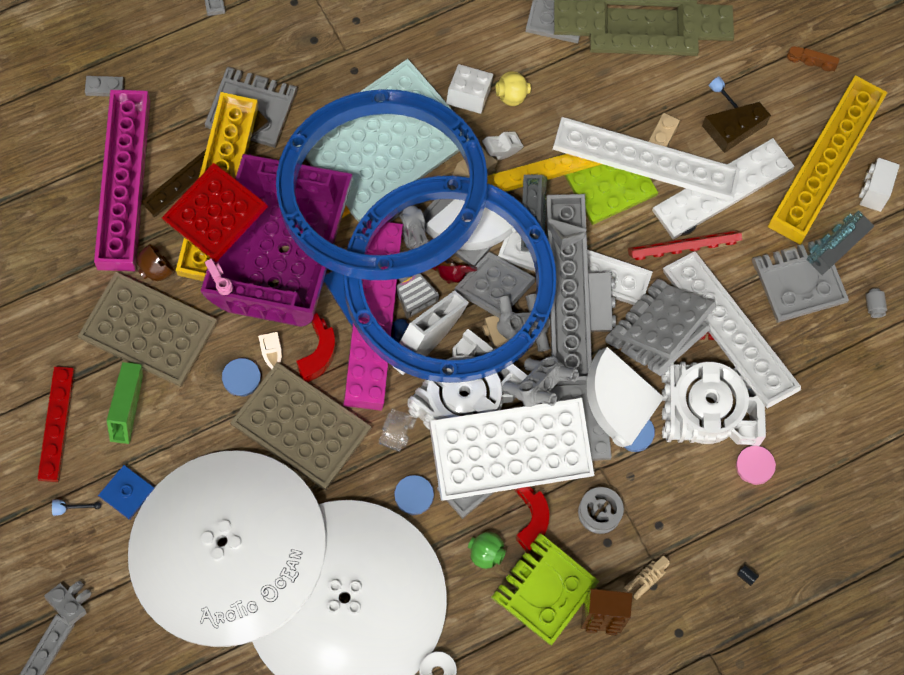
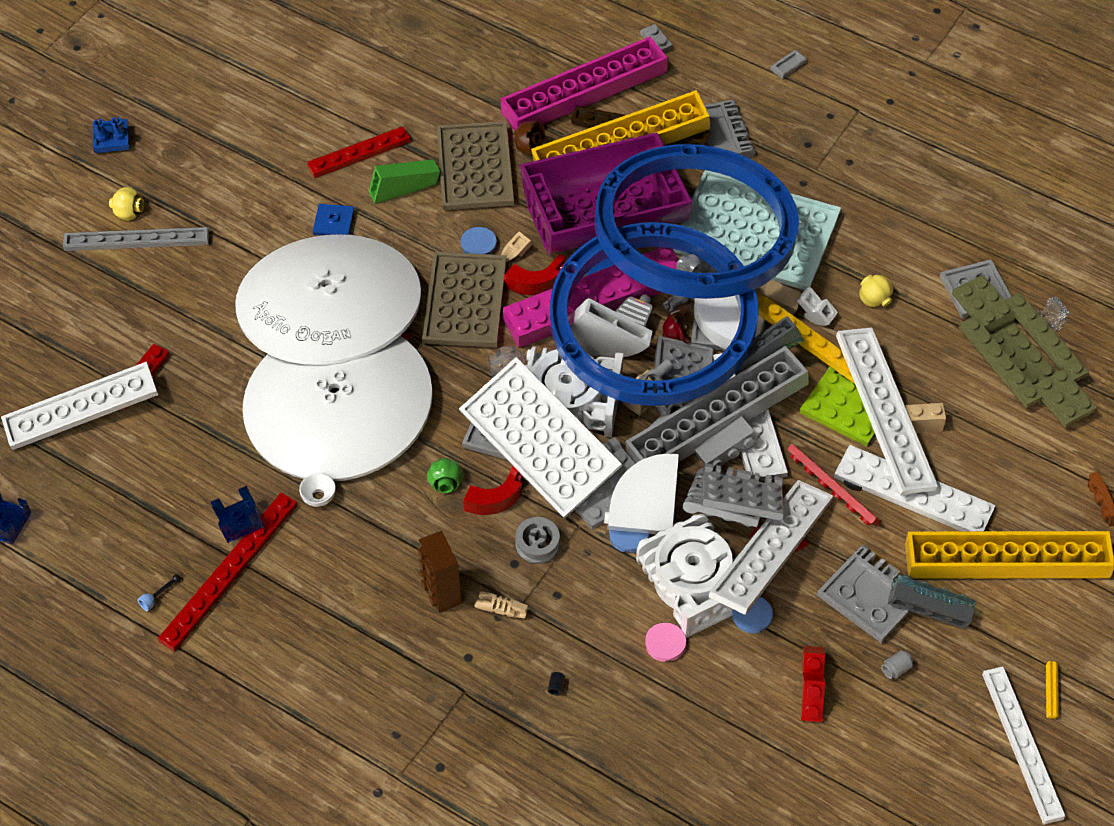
camera: 65 degrees right, 15 degrees down
(59, 506) = (292, 186): hinge -> none
(65, 604) = (223, 227): light grey hinge -> none
(214, 212) = (591, 138): red plate -> none
(216, 273) = (539, 161): bright pink plate -> none
(414, 495) = (453, 400): medium blue tile -> none
(469, 88) = (848, 259): white brick -> none
(540, 381) = (625, 427): light grey piece -> none
(549, 591) = (421, 521): lime hinge -> none
(565, 234) = (756, 373): light grey slope -> none
(718, 85) = (1011, 437): light blue hinge -> none
(736, 124) = (983, 469): dark brown wedge -> none
(867, 377) = (812, 683): none -> red arch
(878, 184) = (1016, 606): white brick -> none

